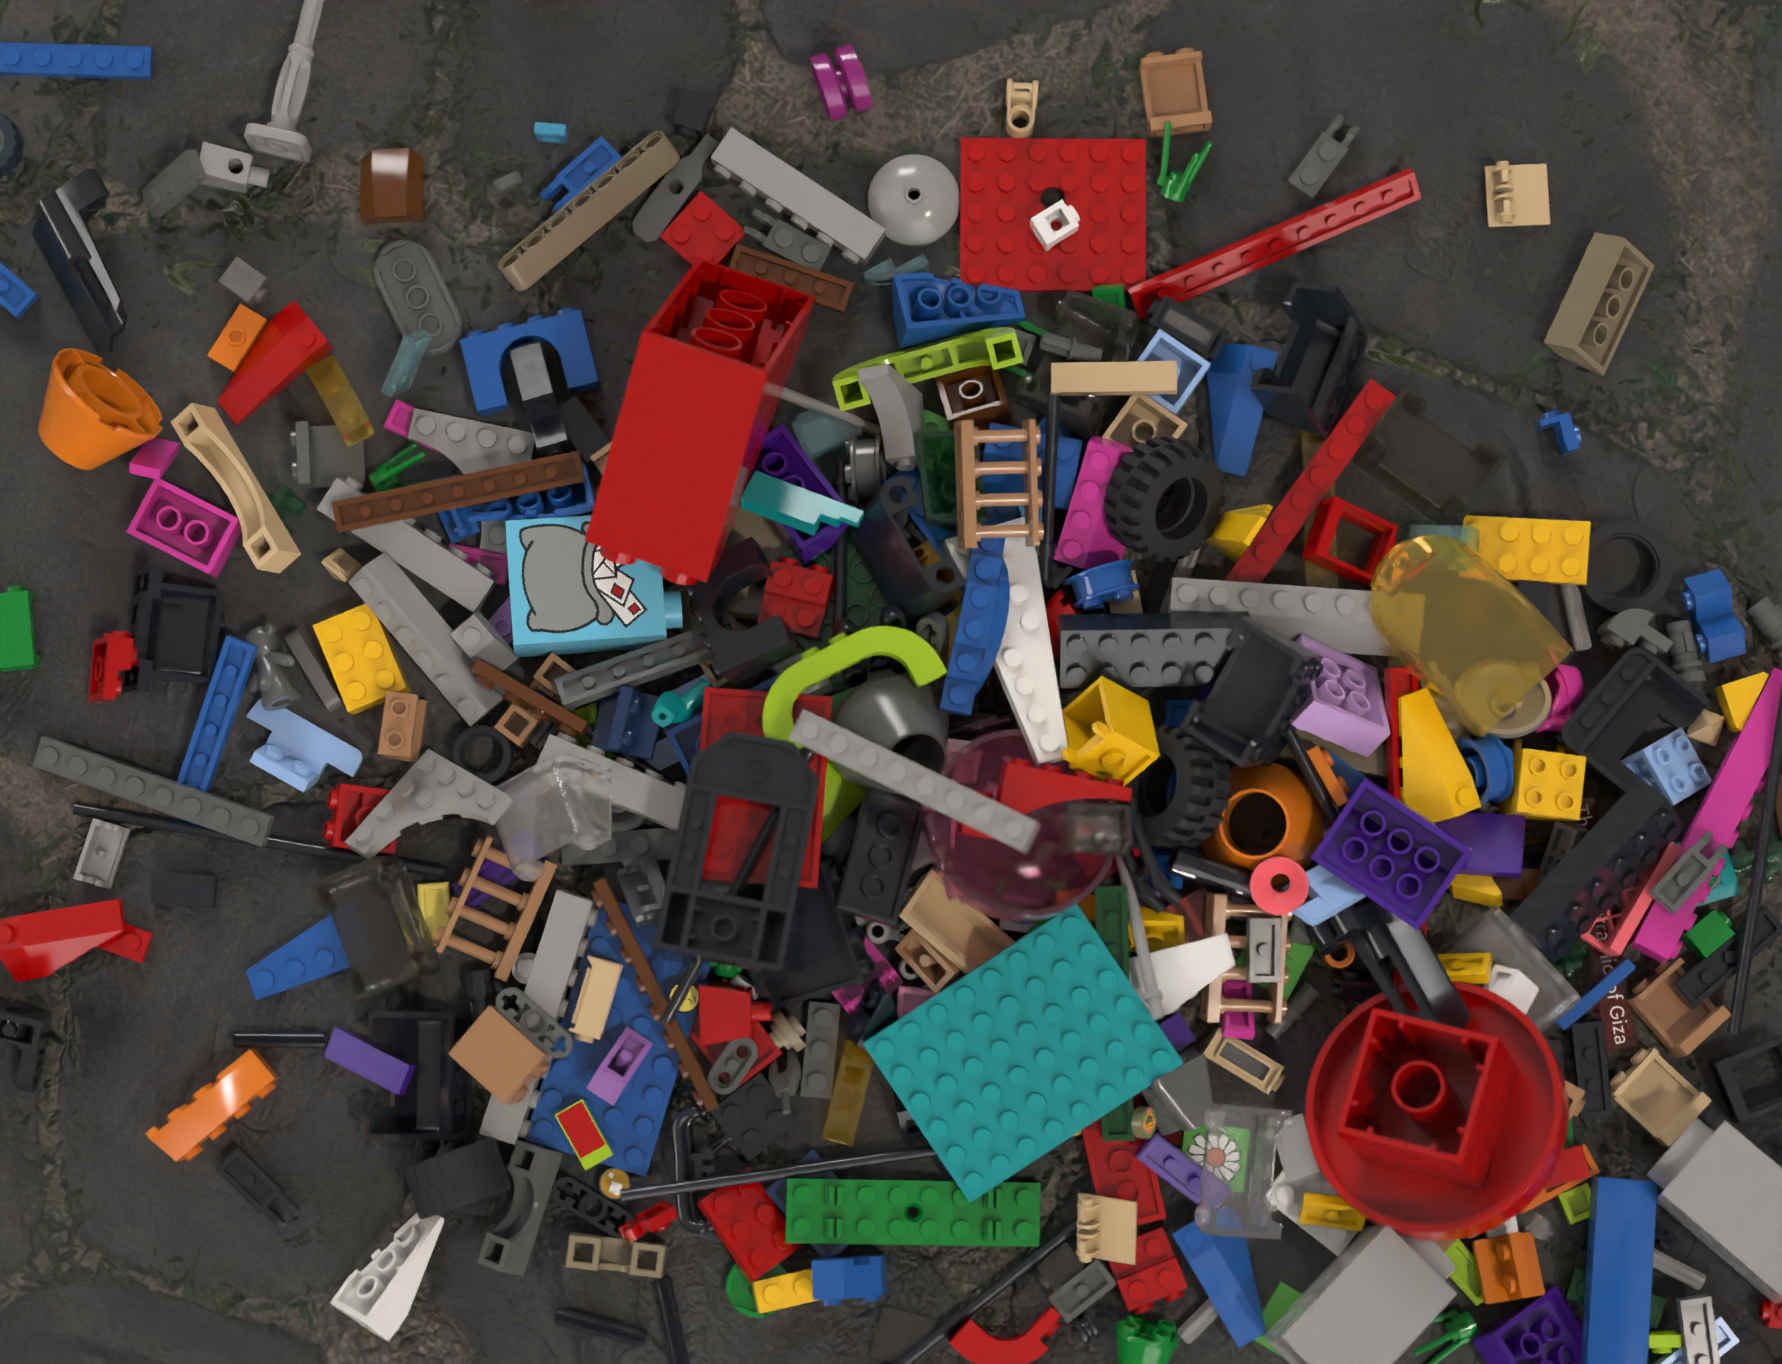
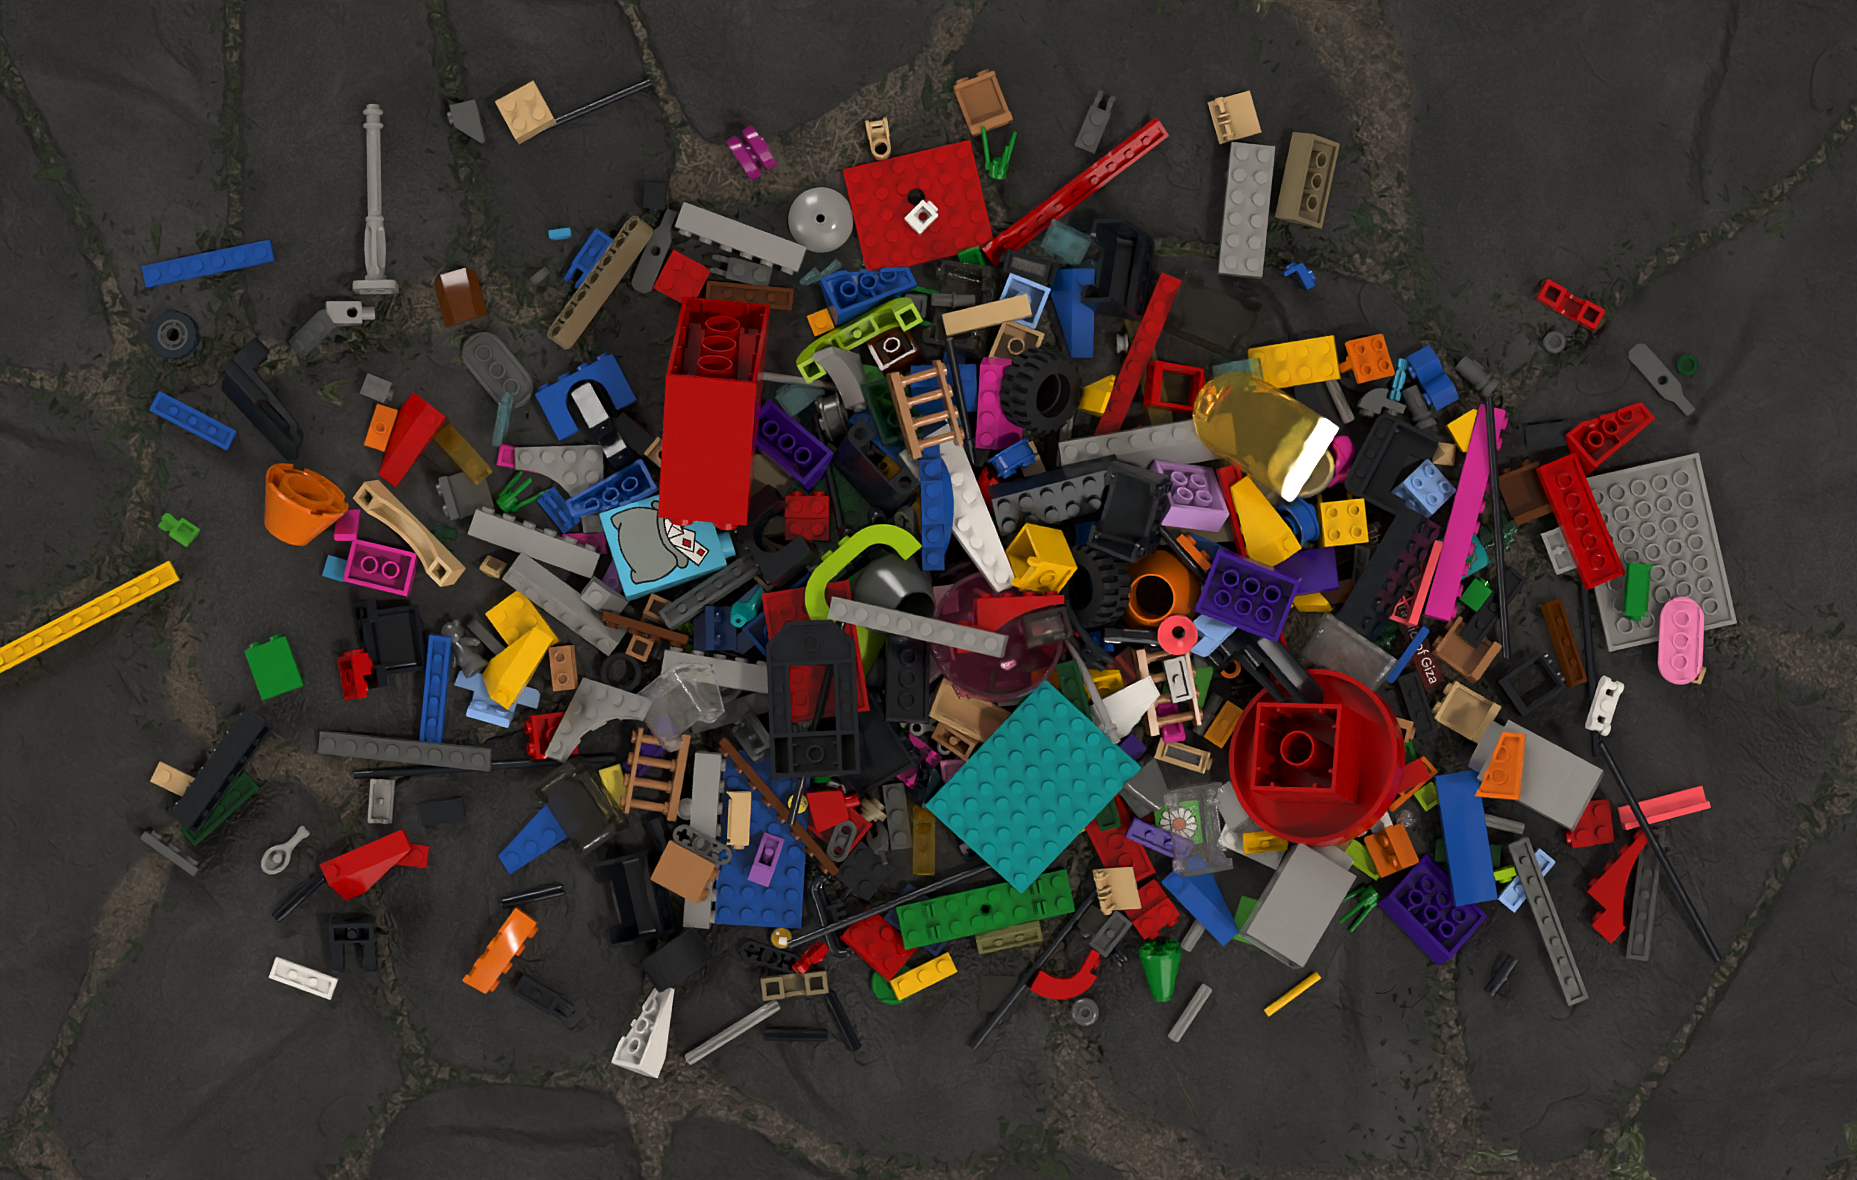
camera: 10 degrees left, 5 degrees up
(121, 514) = (335, 568): none -> dark azure tile
(335, 708) = (513, 667): none -> yellow wedge
(369, 1061) = (597, 896): dark purple tile -> none
(458, 492) = (561, 500): reddish brown plate -> none
(511, 1242) = (722, 993): dark grey arch -> none
(512, 1301) = (732, 1032): none -> light grey axle
(584, 1134) = (753, 910): red tile -> none
(795, 505) = (792, 455): teal piece -> none
(849, 1278) = (953, 962): blue brick -> none
(880, 338) = (820, 322): none -> light orange plate
(936, 1260) = (1008, 937): none -> olive plate
(1144, 1122) = (1125, 812): olive tile -> none
(1245, 308) = (1065, 242): none -> clear light blue brick
(1291, 465) = (1122, 343): none -> light grey bush
(1311, 1031) = (1224, 724): none -> light orange plate
(1468, 967) = (1316, 658): yellow plate -> none
(1505, 324) = (1246, 210): none -> light grey brick
(1512, 986) = (1349, 664): white panel -> none
(1631, 565) = (1368, 359): none -> orange bracket
(1666, 605) = (1398, 380): none -> medium azure axle
(1686, 875) = (1449, 561): dark grey hinge -> none
(1707, 1191) = (1505, 770): none -> orange wing

